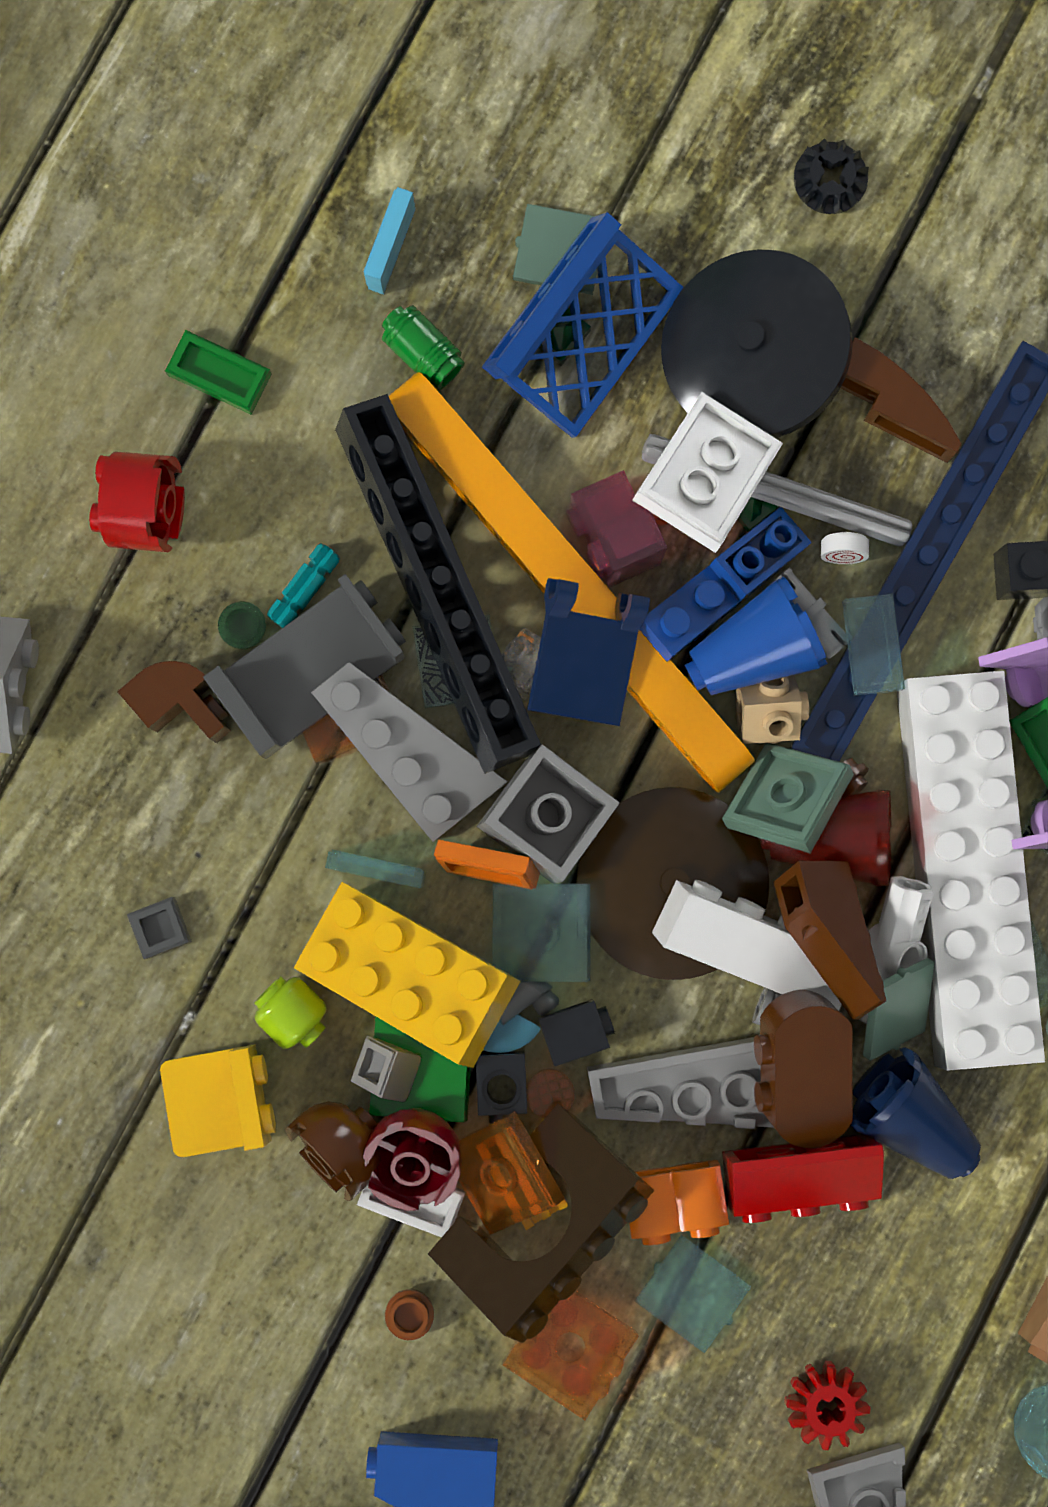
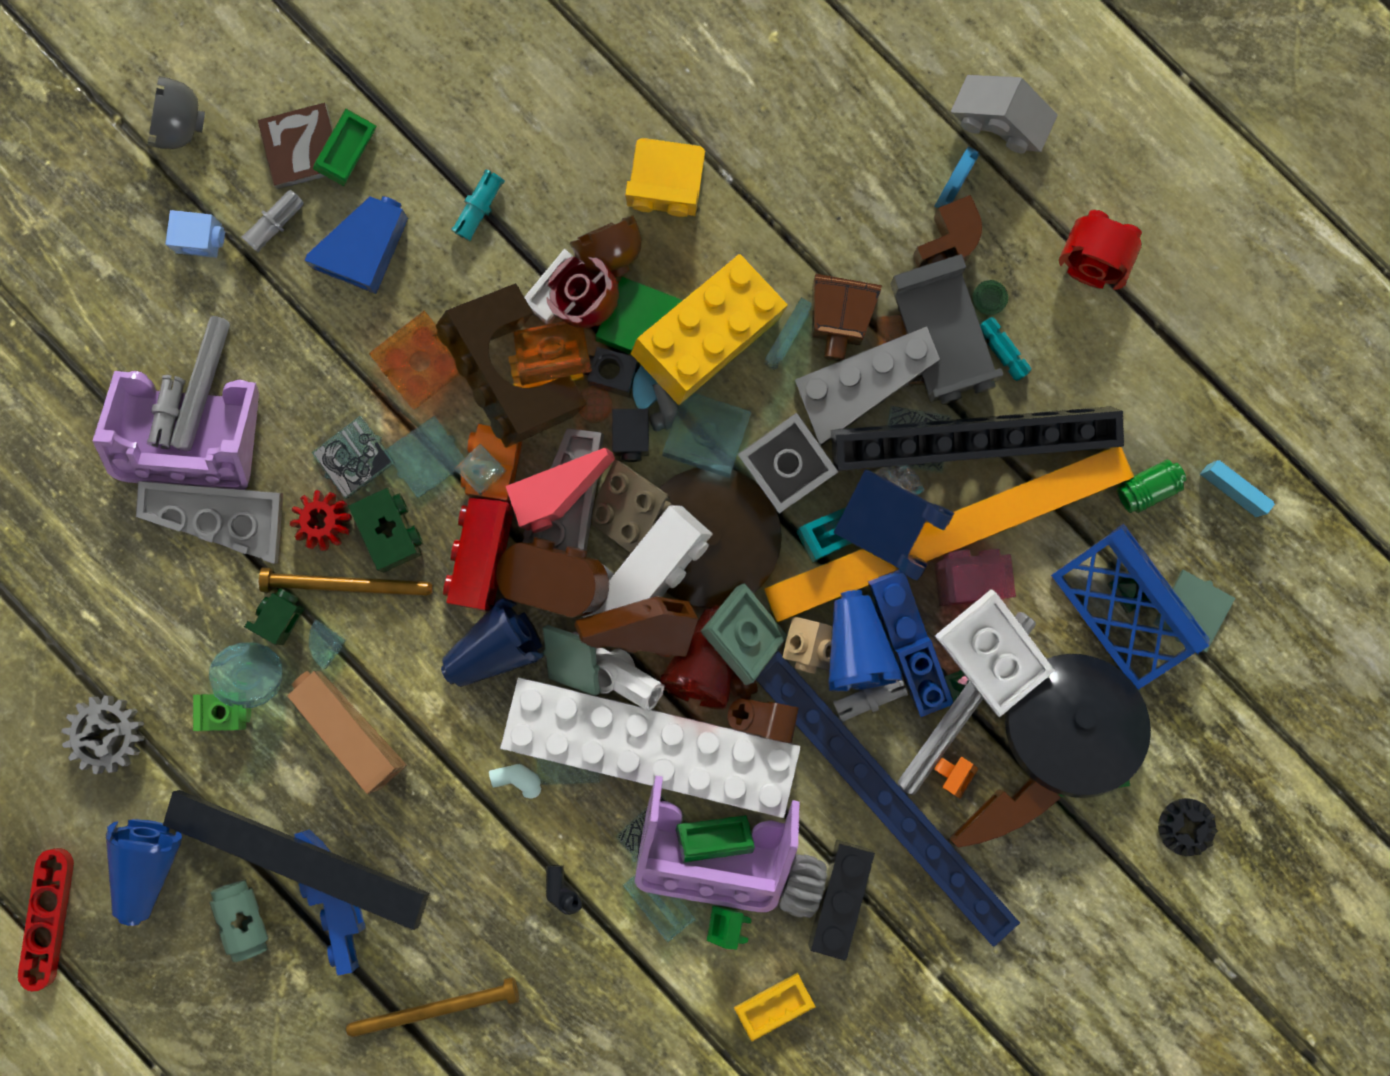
camera: 110 degrees right, 0 degrees up
(96, 716) = (958, 177): none -> dark azure tile
(159, 927) = (797, 176): dark grey tile -> none
(218, 372) = (1178, 338): green tile -> none
(290, 1012) = (709, 244): lime head -> none
(325, 809) = (841, 312): none -> reddish brown torso
(335, 1342) = (477, 205): none -> teal pin
(386, 1069) = (648, 296): light grey slope -> none
(409, 1314) = (478, 260): dark orange plate -> none
(487, 864) = (766, 409): orange tile -> none
(627, 743) = (819, 536): none -> teal slope
(673, 1002) = (627, 506): none -> dark tan hinge
(691, 1107) = (553, 492): none -> coral slope
(694, 1214) = (480, 469): none -> clear light blue tile
(727, 1391) = (353, 457): none -> piece
(796, 1335) = (370, 519): none -> dark green brick
(845, 548) = (908, 739): white tile -> none
(869, 473) = (957, 776): none -> orange tile
(873, 644) = (832, 733): clear light blue tile -> none
(888, 735) = (764, 719): none -> reddish brown piece
(927, 1447) = (270, 580): none -> pearl gold bar
(974, 1419) = (276, 617): none -> dark green brick
(983, 1342) = (324, 643): none -> clear light blue tile

